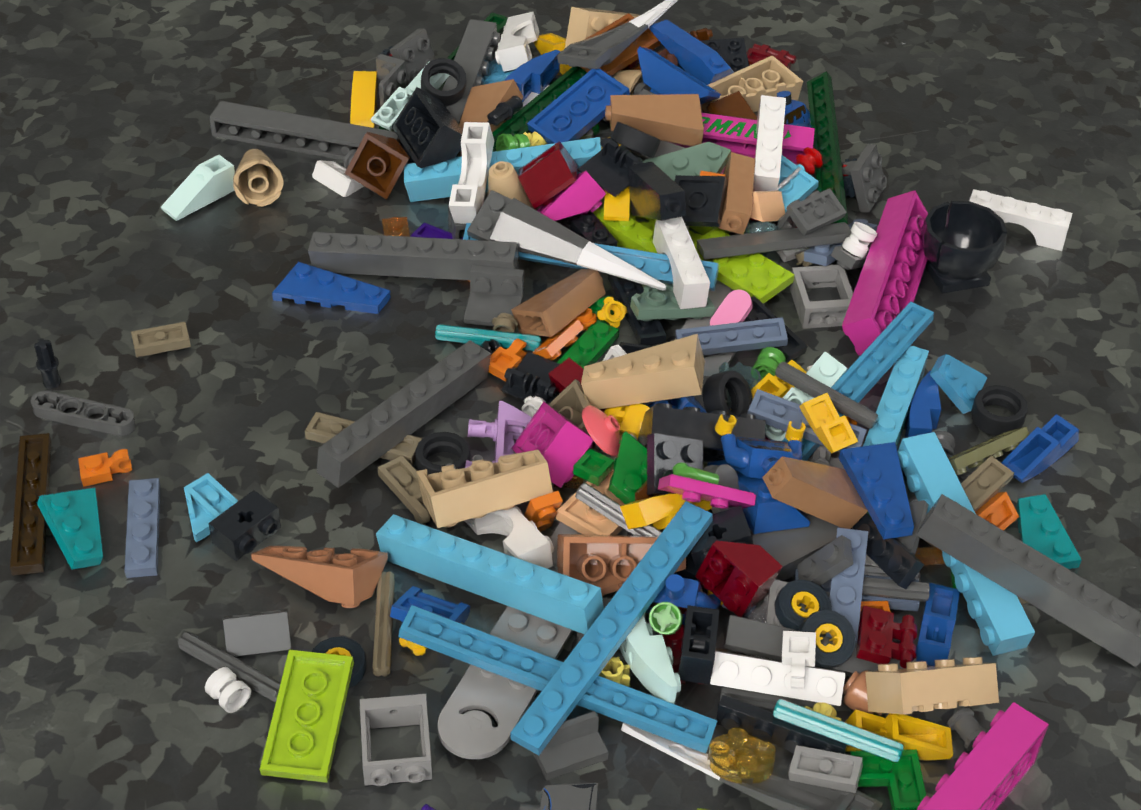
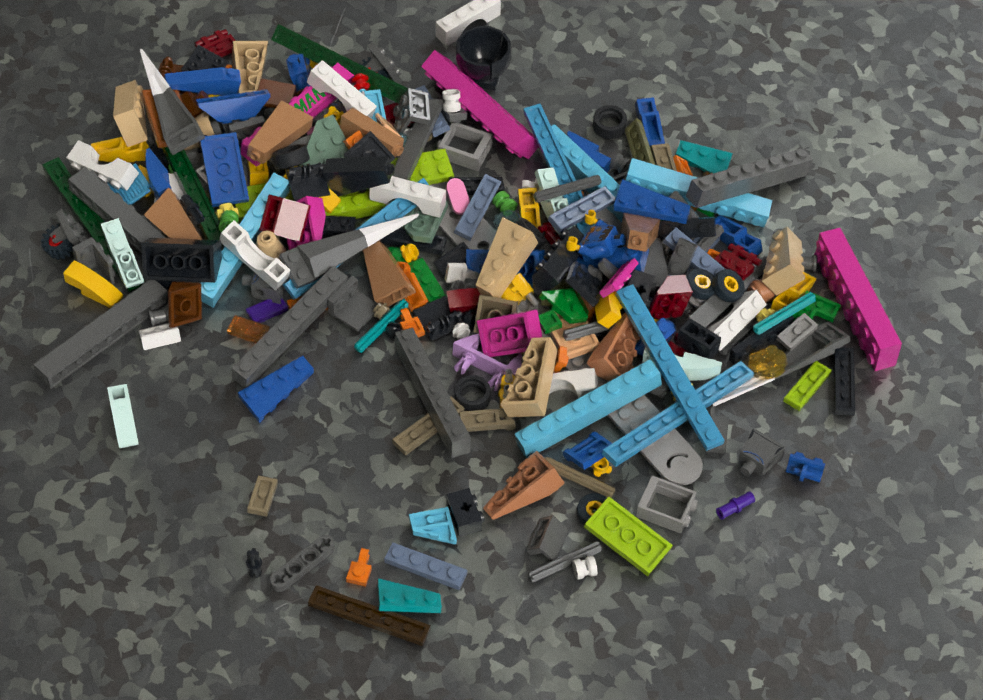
camera: 60 degrees left, 10 degrees up
(257, 179) = (138, 375): tan cone -> none
(450, 67) = (140, 216): black tyre -> none
(602, 429) = (528, 300): coral dish -> none
(664, 614) = (678, 343): bright green wheel -> none
(684, 470) = (606, 276): bright green arm -> none
(798, 651) = (737, 300): white plate -> none
(827, 425) = (597, 200): yellow slope -> none
(958, 381) = (581, 126): dark azure wing -> none

